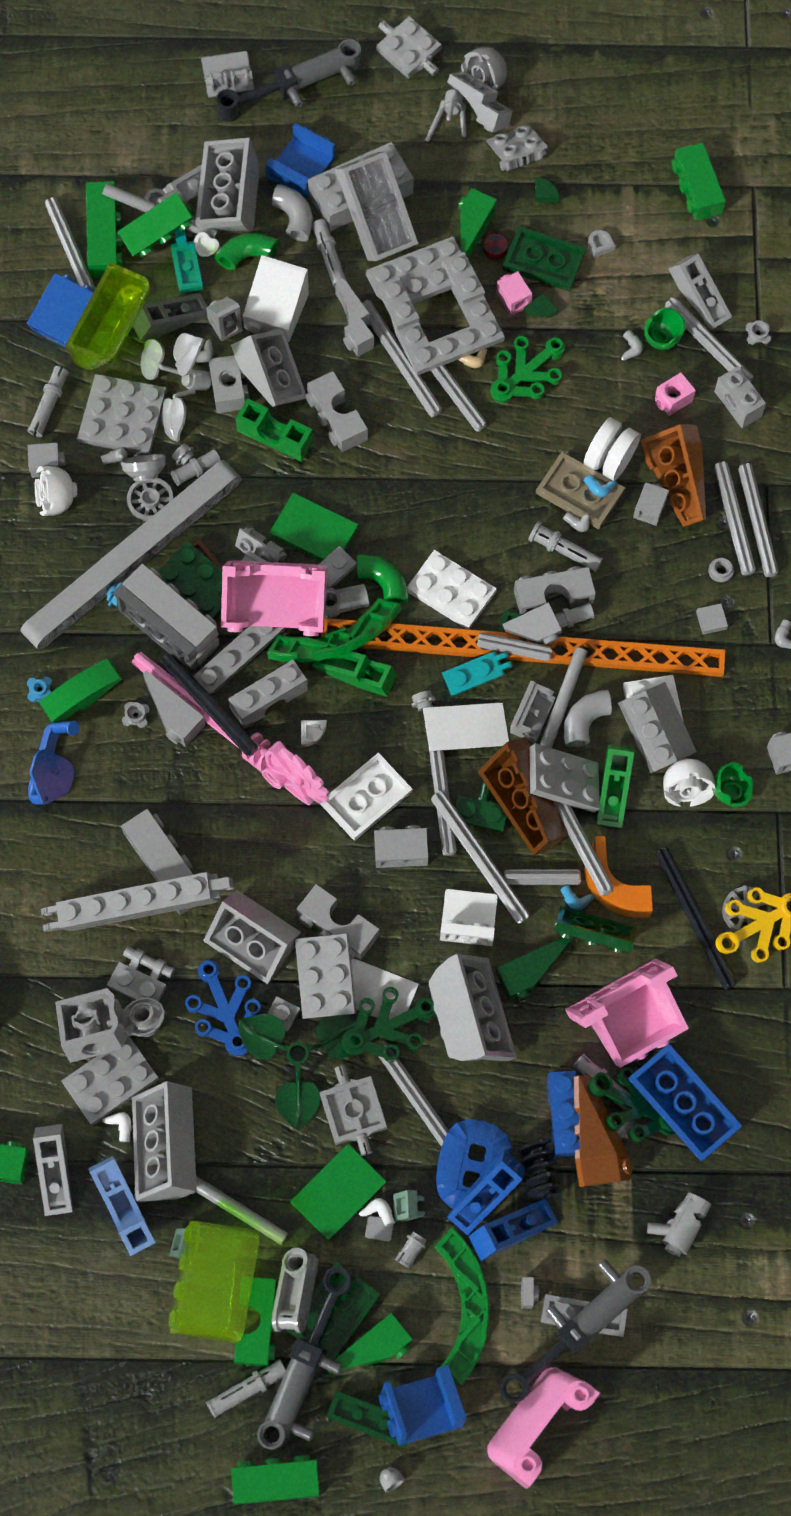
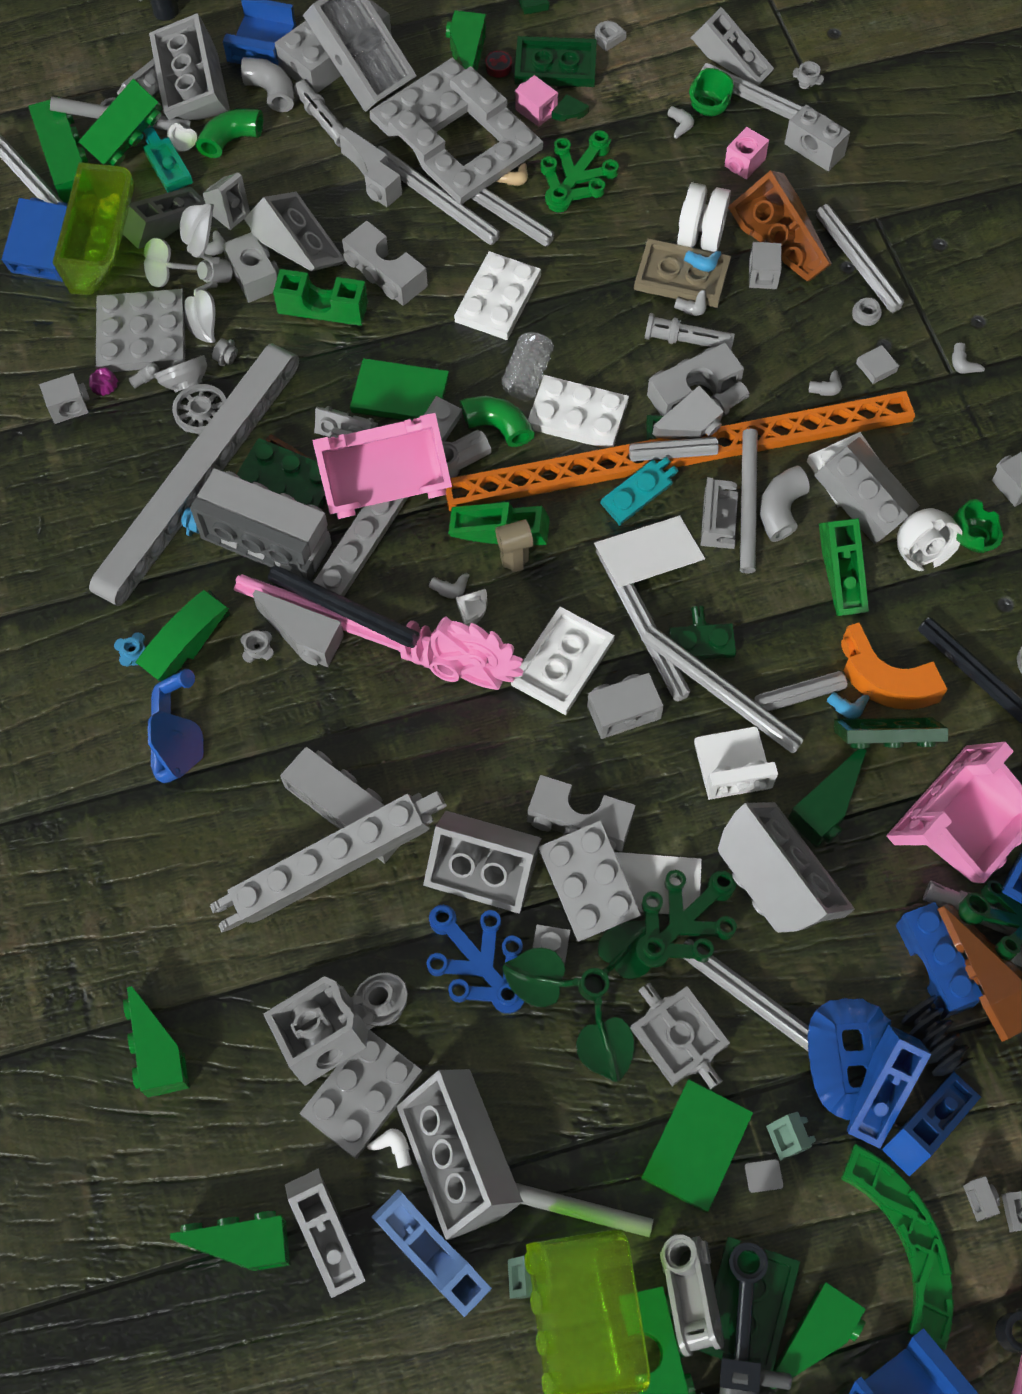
camera: 15 degrees left, 5 degrees down
(51, 393) = (52, 328): light grey pin -> none
(54, 490) = (84, 425): white cylinder -> none
(79, 452) = (103, 381): none -> magenta piece
(135, 984) = (357, 963): light grey plate -> none
(195, 467) = (241, 361): light grey pin -> none
(252, 702) = (419, 562): light grey arch -> none
(276, 297) = (278, 159): white slope -> none
(298, 712) = (450, 590): none -> light grey animal
(337, 642) = (468, 500): green tile -> none
(358, 691) = (514, 544): none -> dark tan piece
(382, 1208) = (760, 1148): white animal -> none
(411, 1250) = (815, 1190): light grey pin -> none
(420, 537) = (527, 365): none -> clear piece
(421, 466) = (497, 295): none -> white plate
(423, 700) = (589, 535): light grey plate -> none
(509, 781) = (747, 603): reddish brown wedge -> none
(564, 778) = (787, 571): light grey plate -> none
(584, 849) = (824, 628): light grey axle -> none
(663, 628) = (827, 388): none -> light grey animal
(758, 520) = (885, 253): light grey axle -> none

